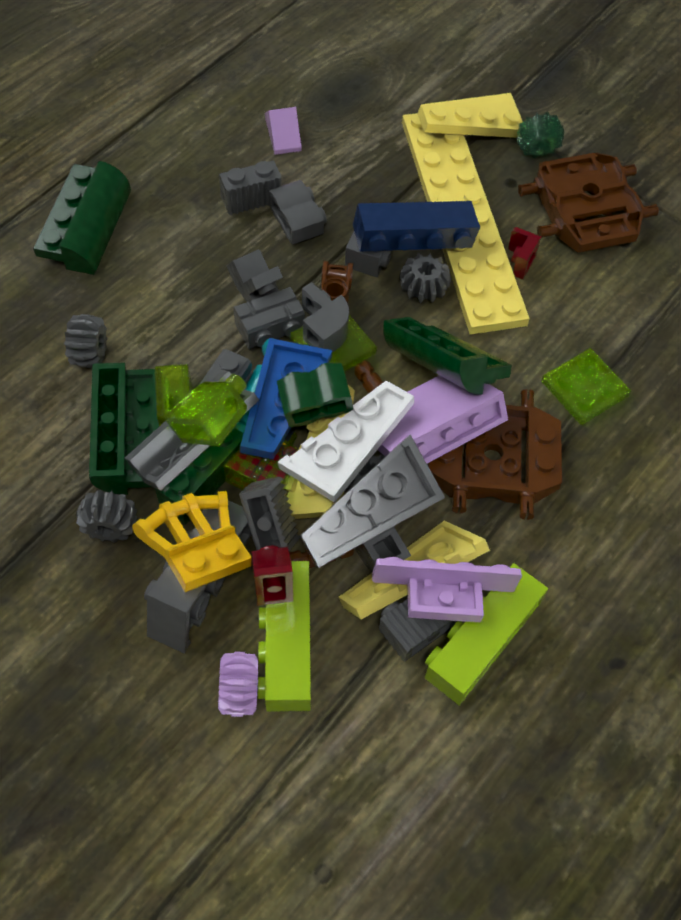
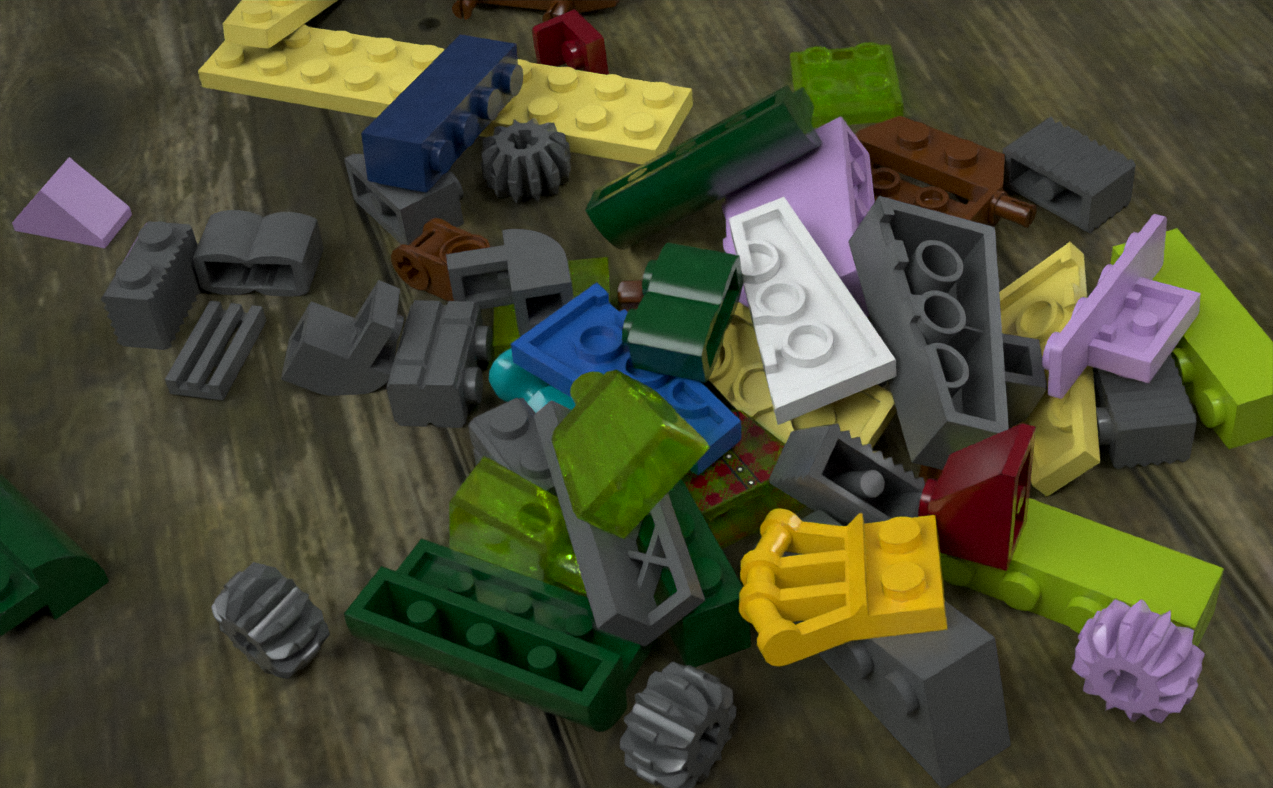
camera: 50 degrees left, 15 degrees down
(234, 230) = (206, 350): none -> dark grey tile
(575, 521) = (1069, 174): none -> dark grey brick

